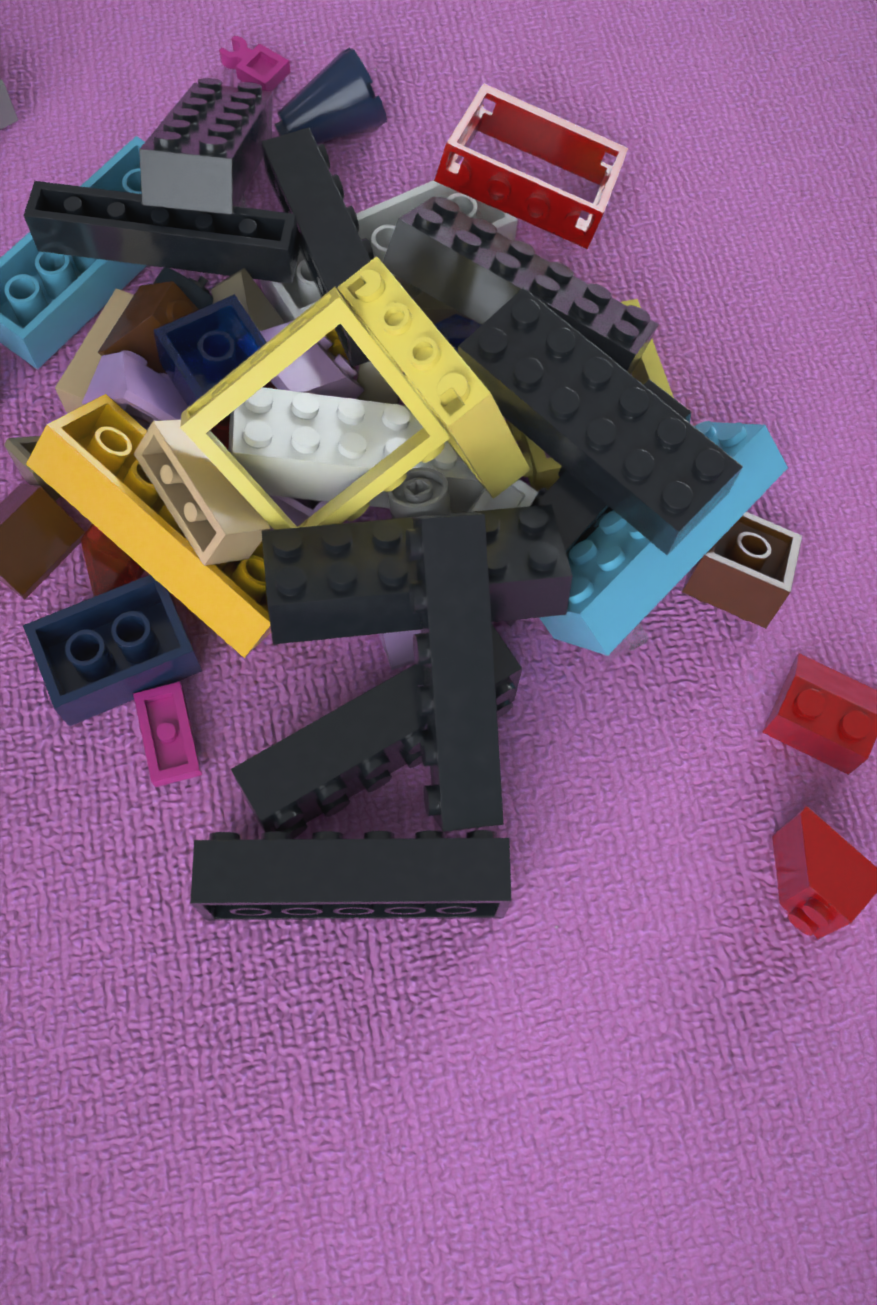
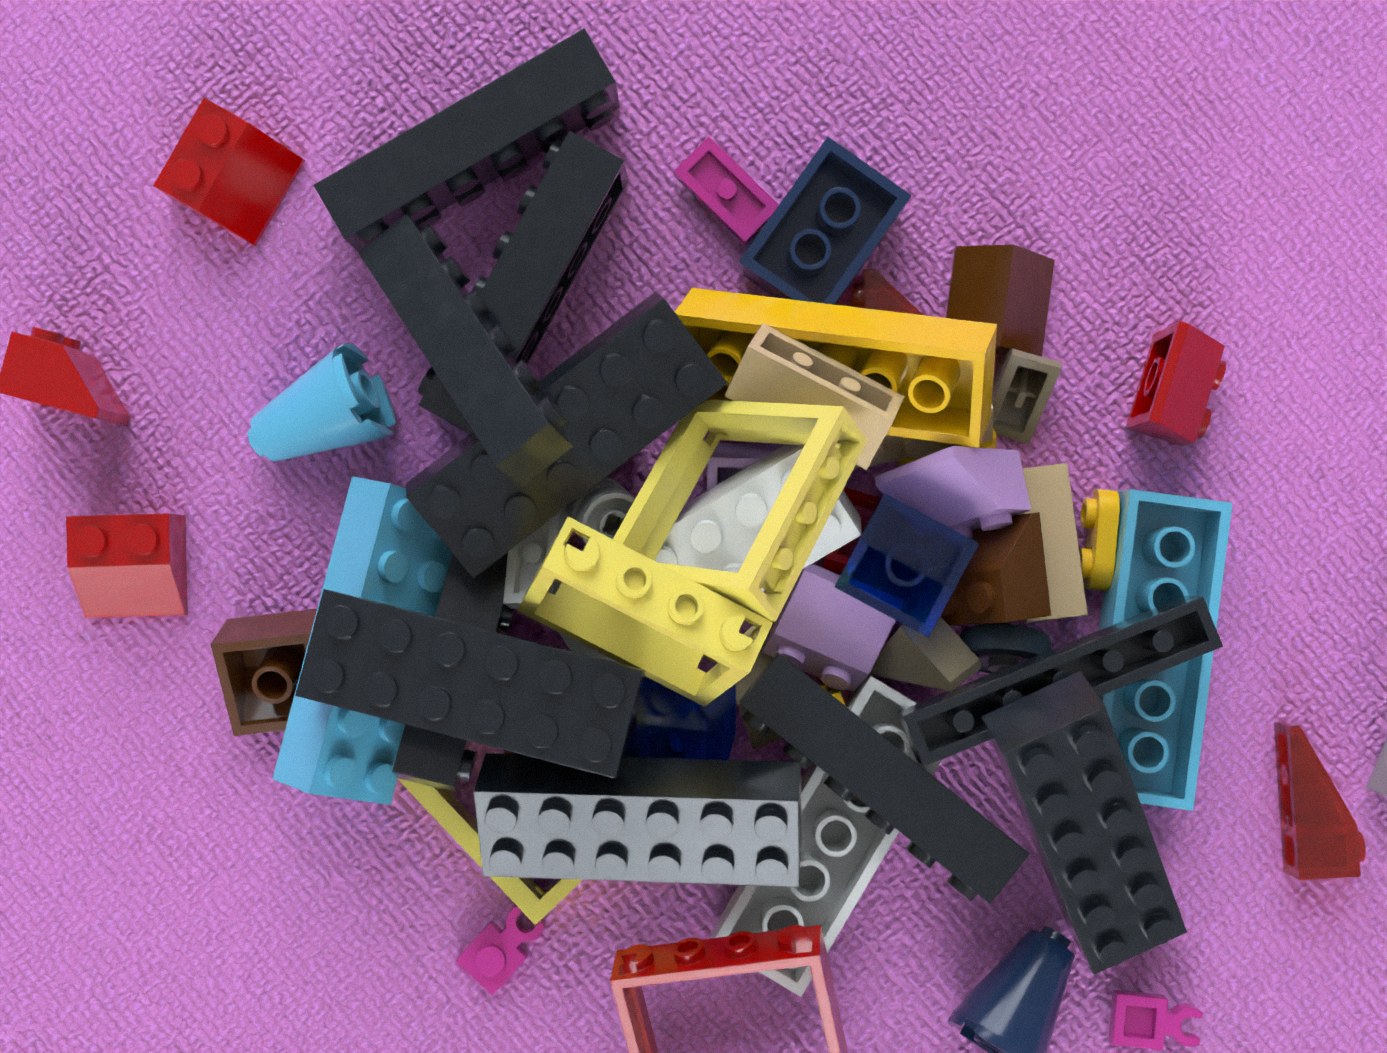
camera: 155 degrees right, 20 degrees up
(65, 113) = (1315, 823): none -> clear red slope
(65, 339) = (1101, 519): none -> yellow plate
(581, 989) = (229, 172): none -> red slope
(603, 735) = (324, 409): none -> medium azure cone
(677, 312) = (496, 952): none -> dark pink plate

